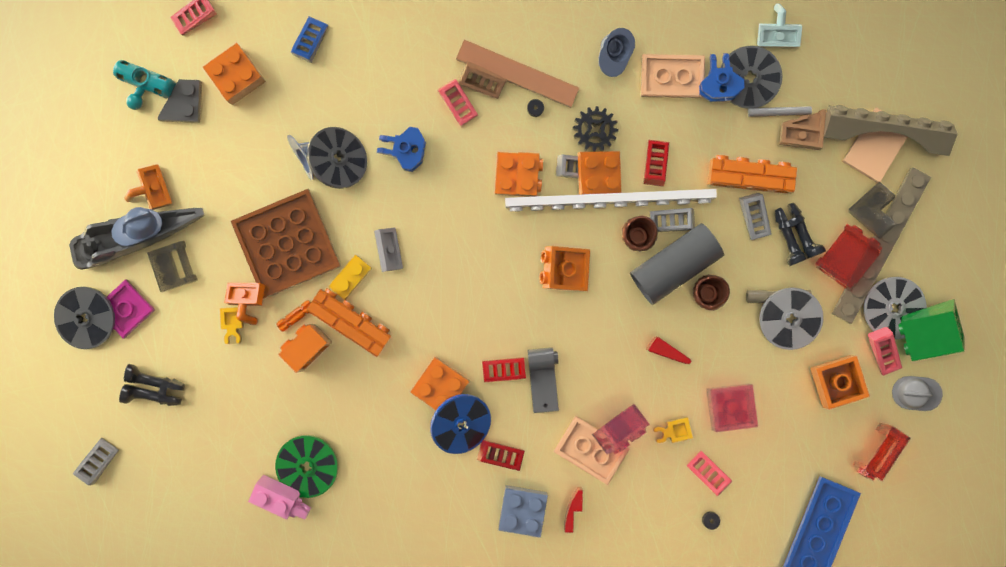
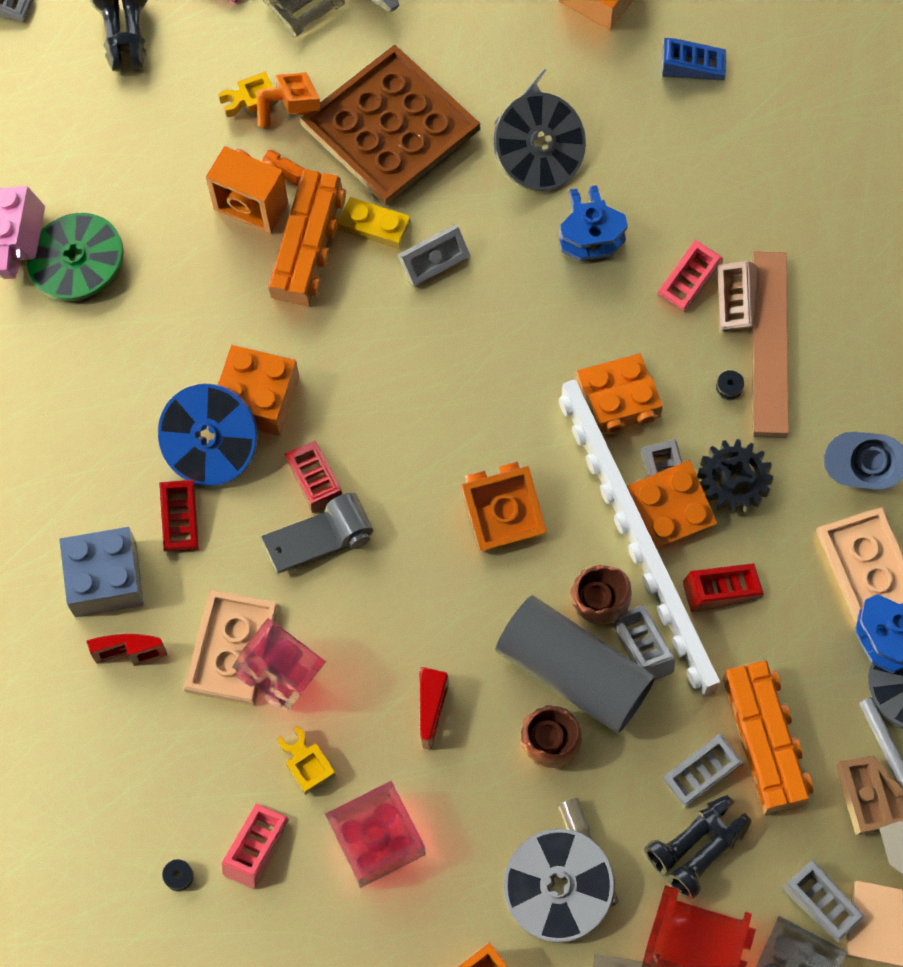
camera: 70 degrees right, 20 degrees down
(831, 188) = (823, 882): none -> light grey slope

